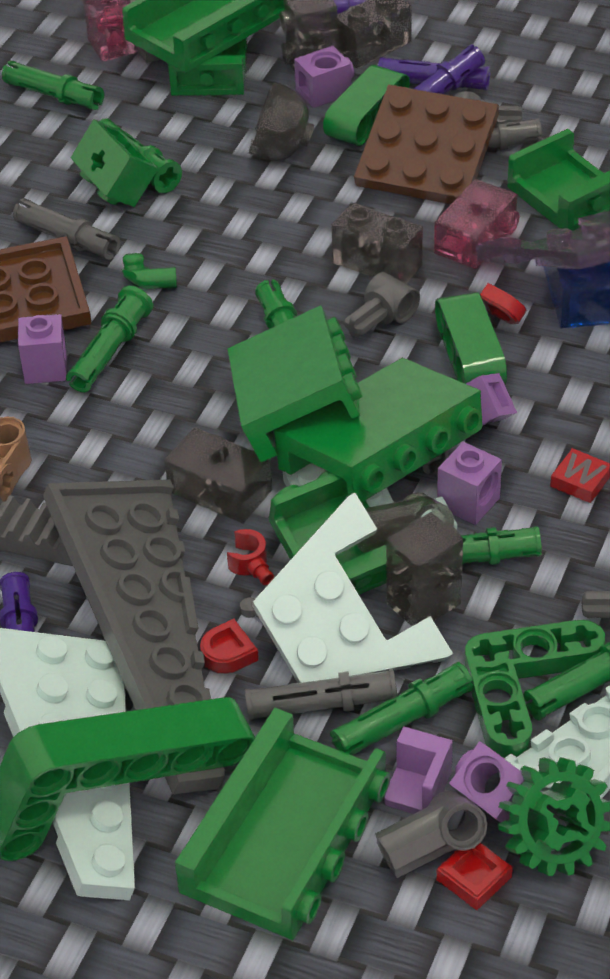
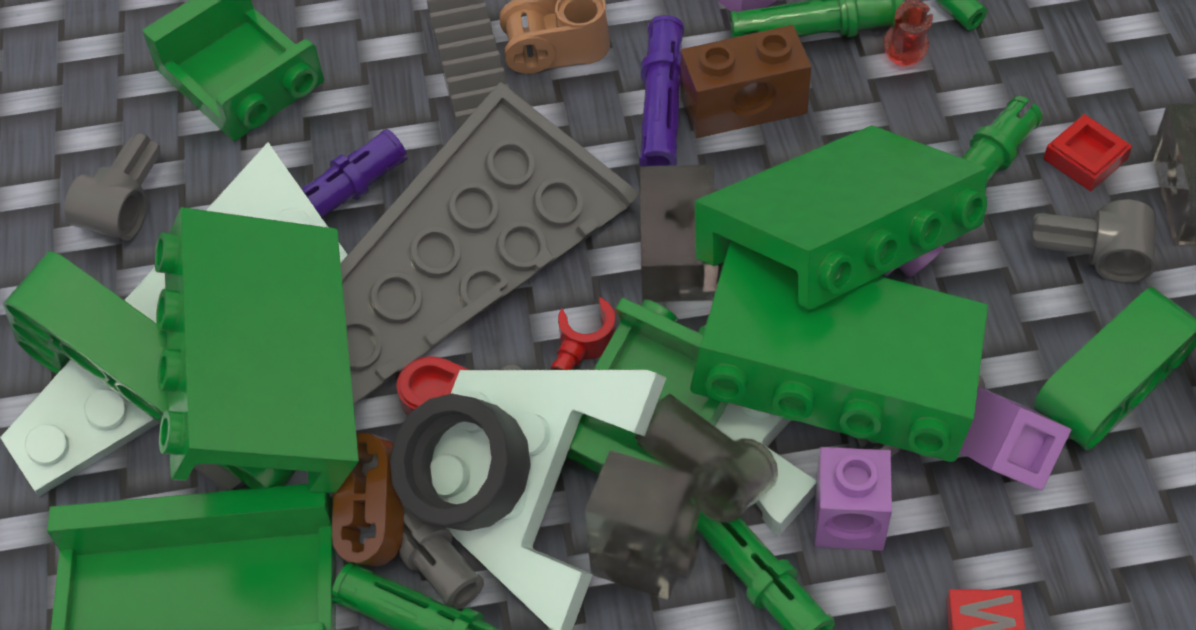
camera: 60 degrees right, 10 degrees up
(84, 428) = (662, 83): none -> dark purple pin
(132, 391) = (745, 81): none -> reddish brown brick
(167, 310) = (908, 39): none -> clear red pin
(170, 674) = (254, 347): none -> green panel
(307, 685) = (366, 502): none -> reddish brown beam
(314, 284) = (1087, 152): none -> red tile
(326, 588) = (414, 452): none -> black tyre

